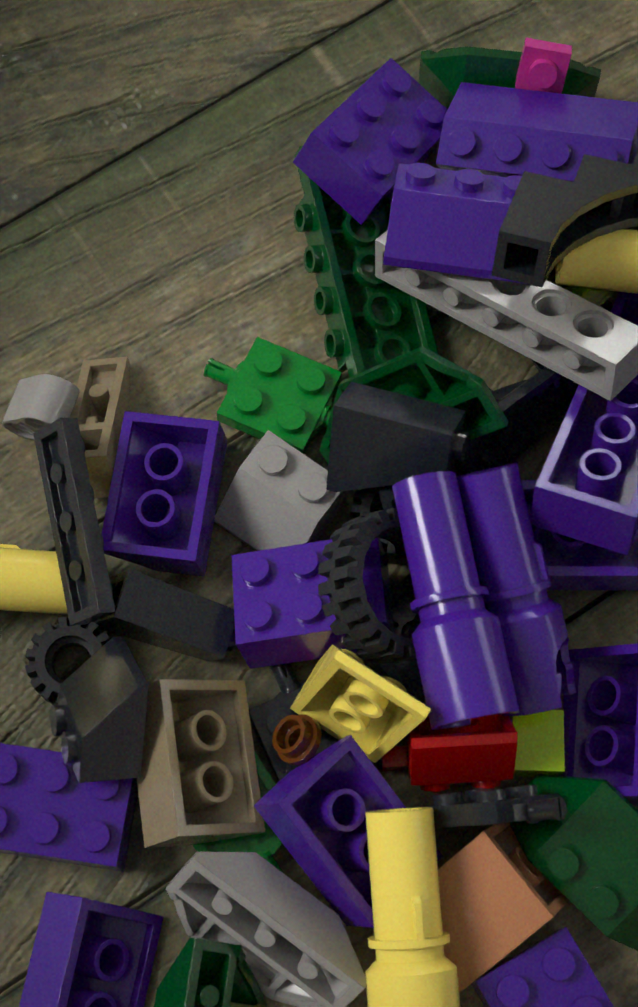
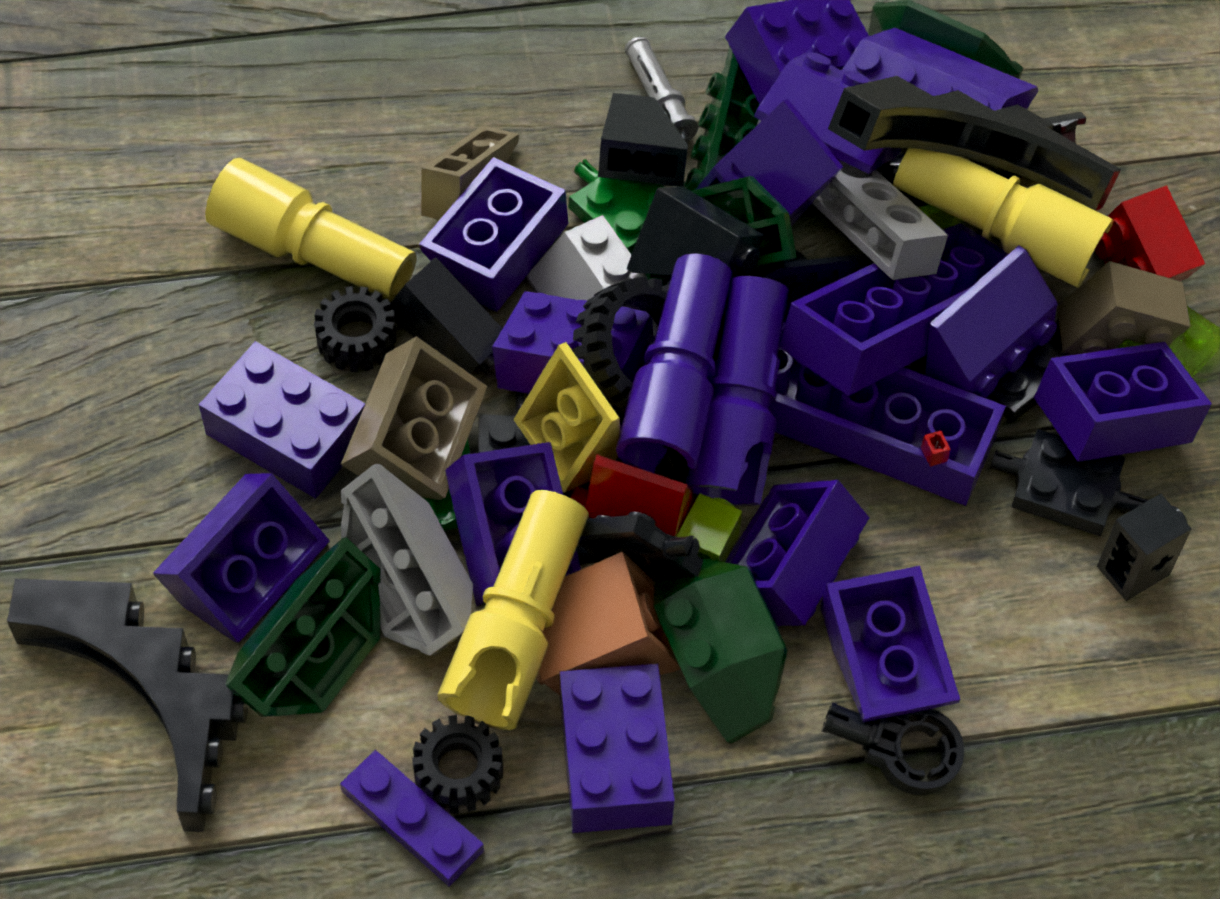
camera: 20 degrees right, 15 degrees down
(39, 403) = (428, 136): light grey beam -> none
(74, 522) = (409, 209): black plate -> none
(103, 715) = (357, 354): black slope -> none
(259, 255) = (658, 86): none -> light grey pin
(264, 322) = (641, 143): none -> black slope
(297, 739) = (506, 435): reddish brown plate -> none
(430, 308) = (783, 158): none -> dark purple slope
(543, 66) = (966, 33): dark pink plate -> none

